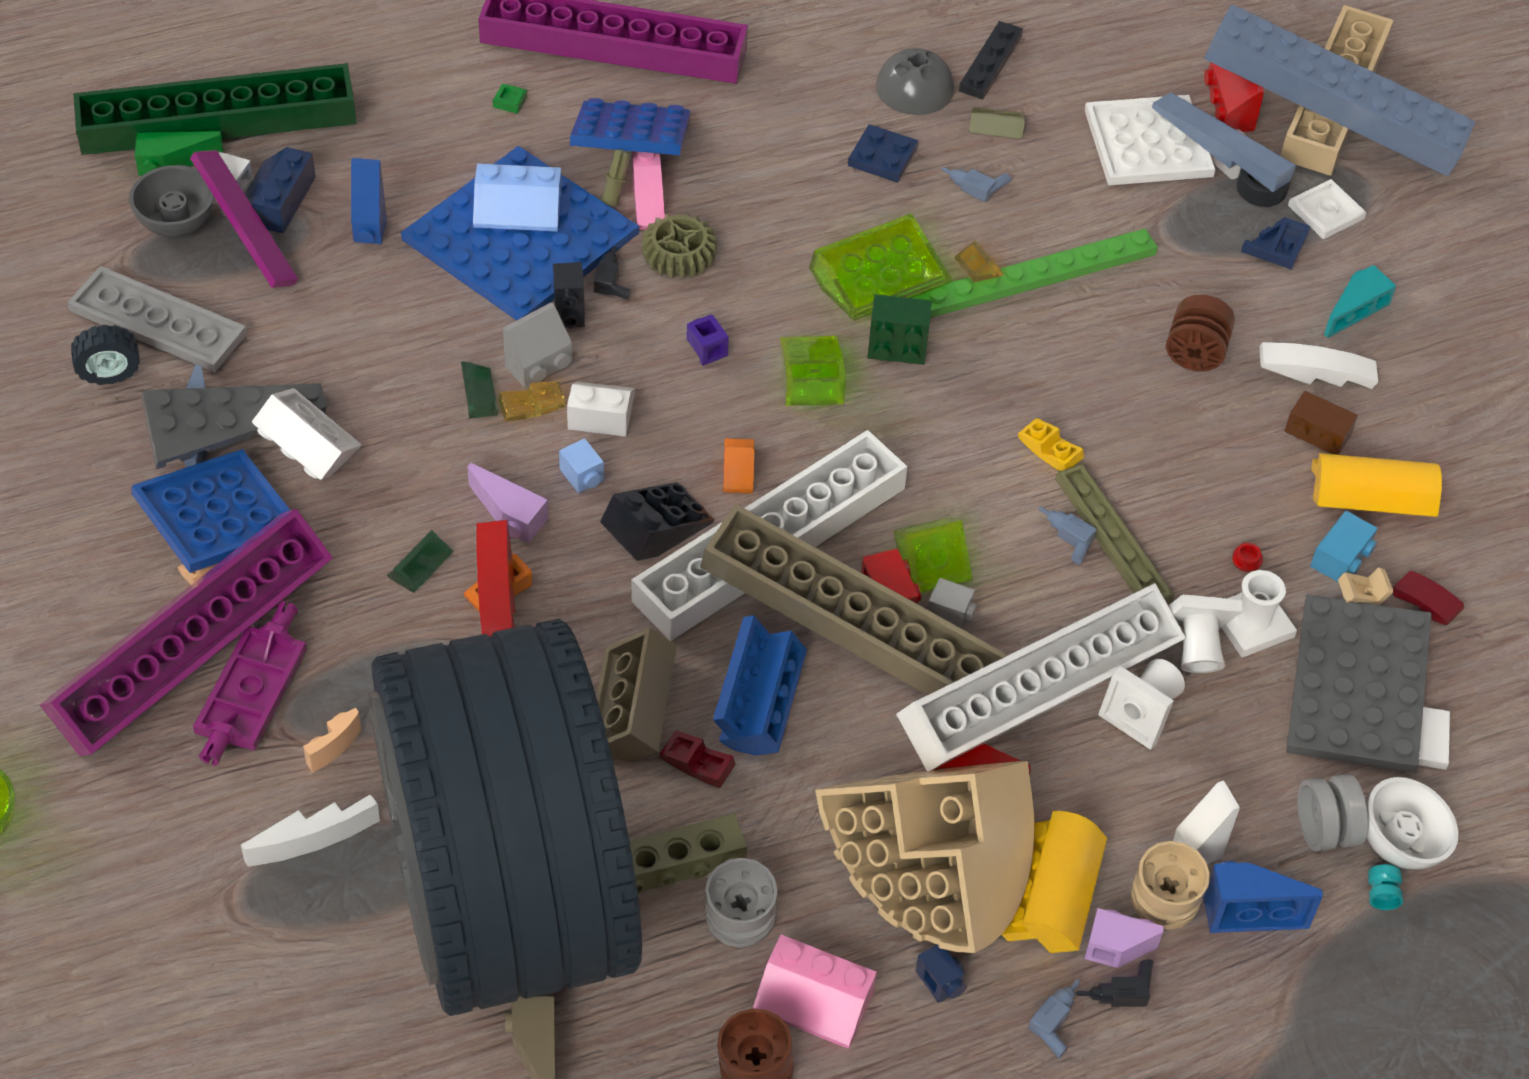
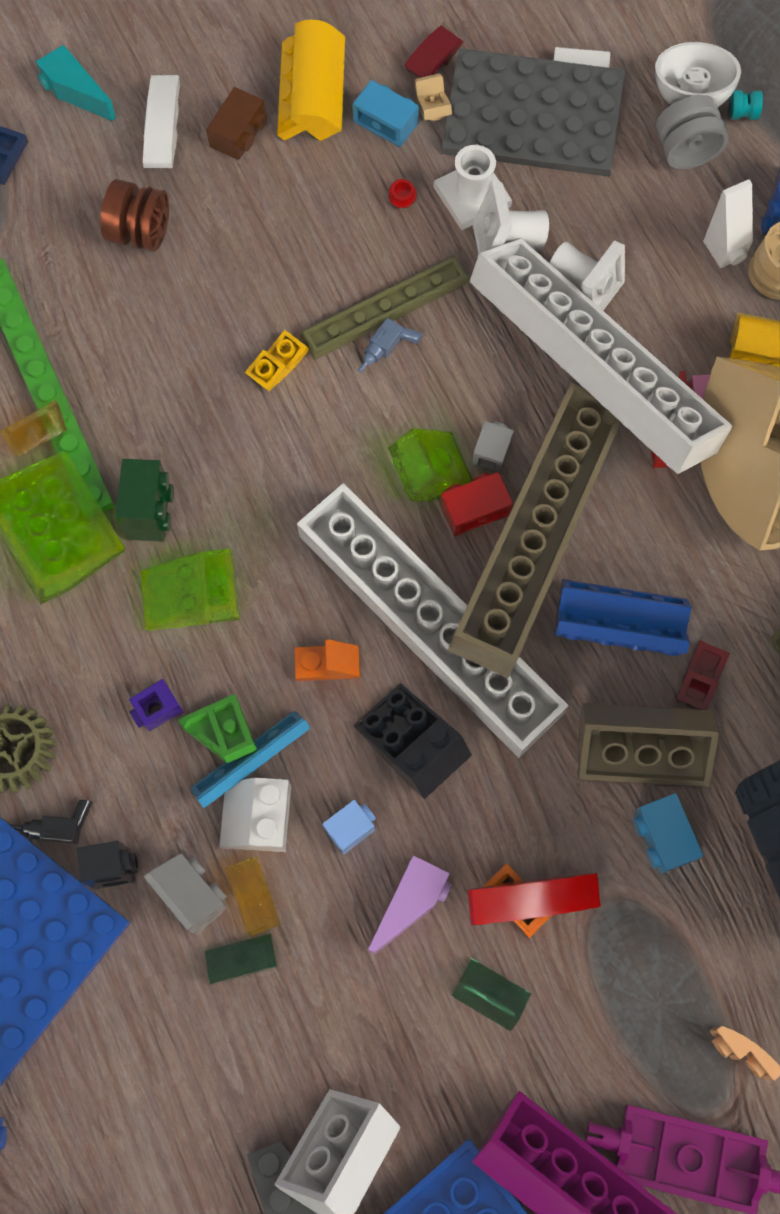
camera: 90 degrees left, 20 degrees up
(653, 401) = (267, 746): none -> dark azure tile
(681, 382) = (221, 729): none -> bright green wing

